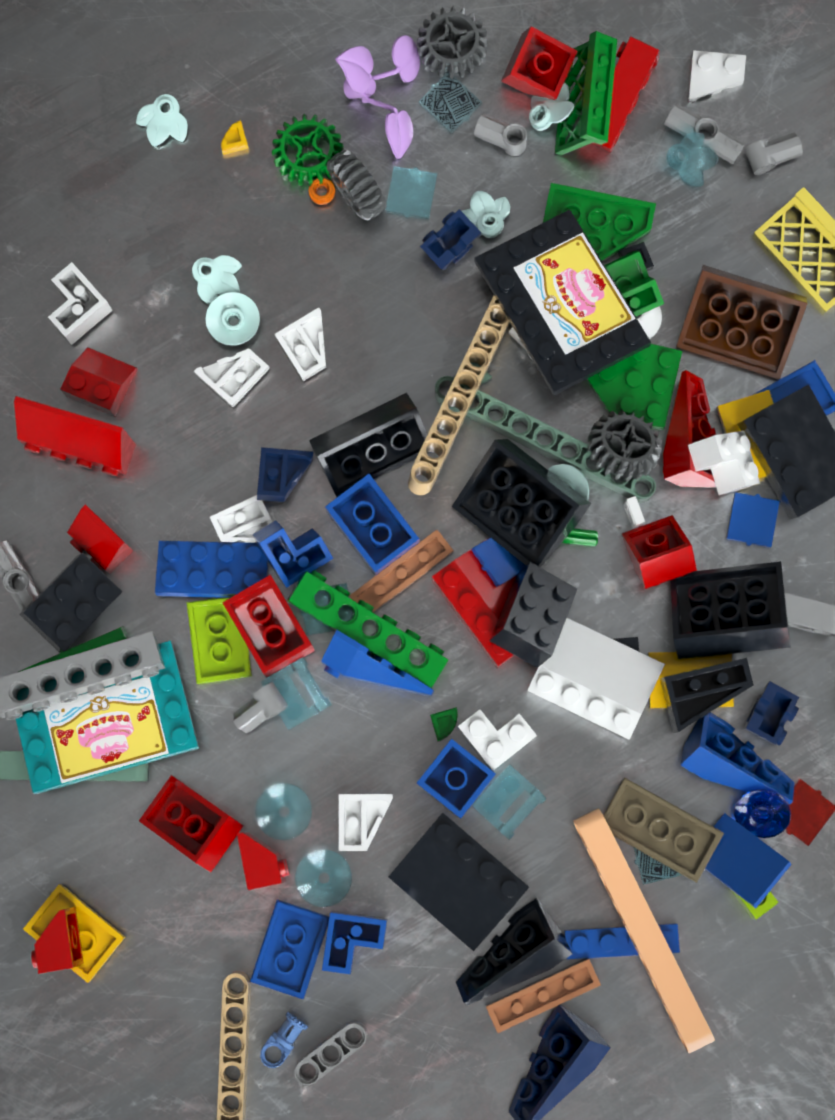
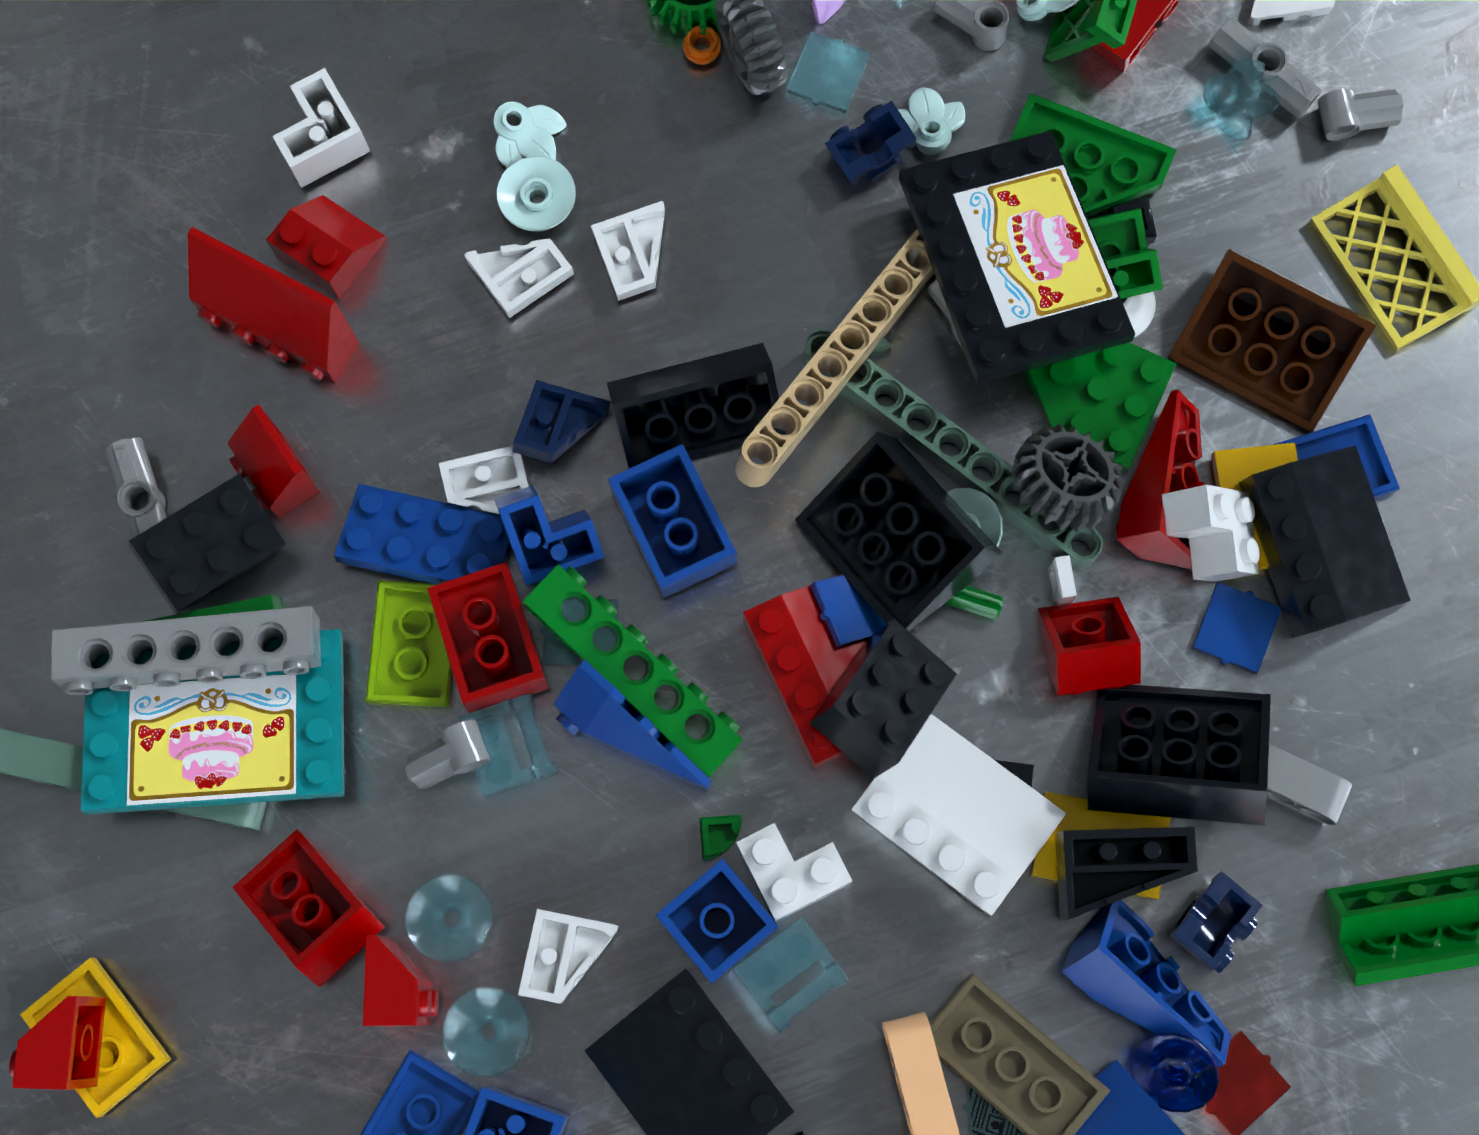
camera: 10 degrees right, 5 degrees down
(404, 571) = (705, 599): nougat plate -> none

